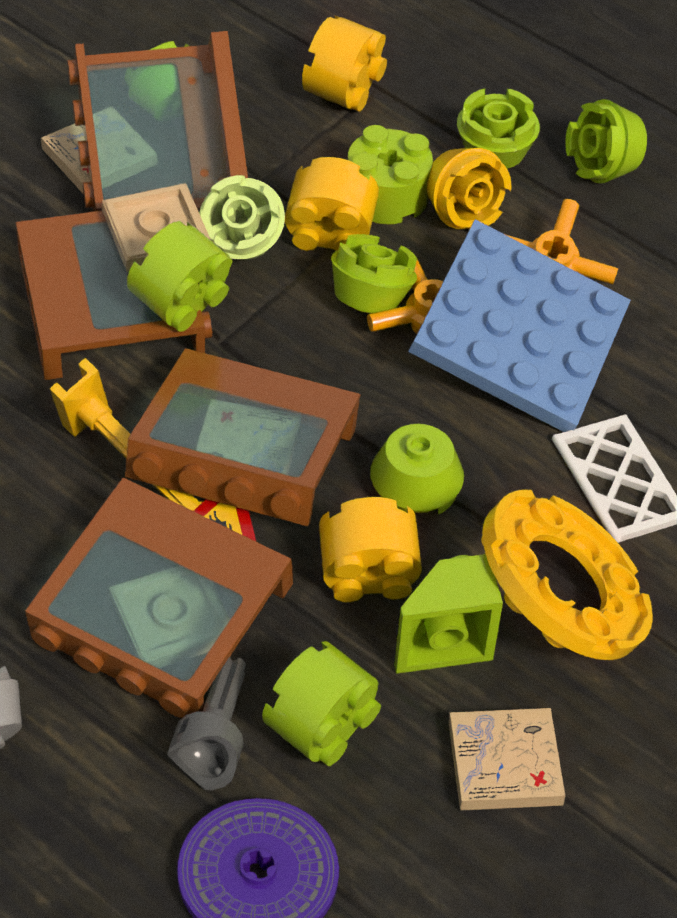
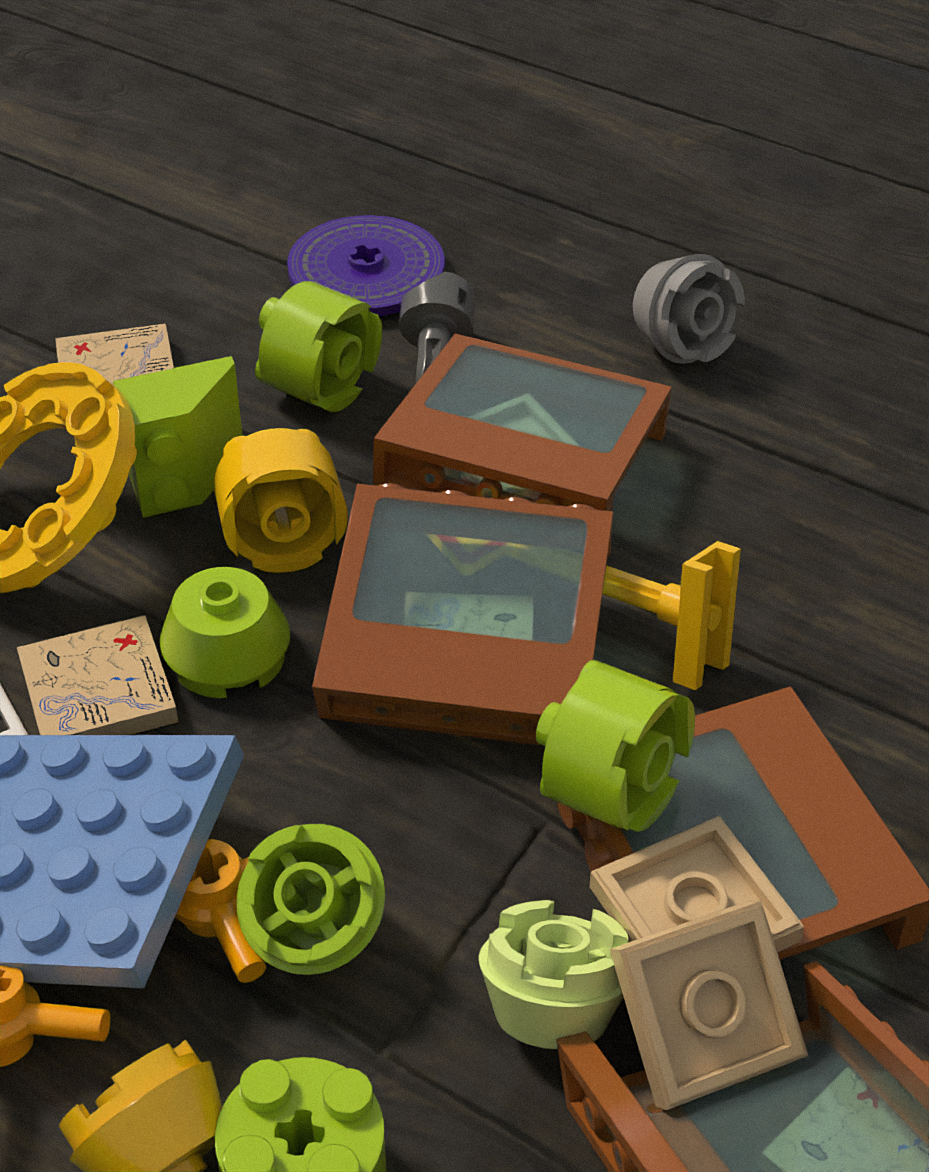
camera: 175 degrees right, 5 degrees down
(167, 176) = (708, 1003): none -> tan tile
(330, 203) = (406, 1022): yellow brick -> none
(507, 459) = (98, 681): none -> tan tile

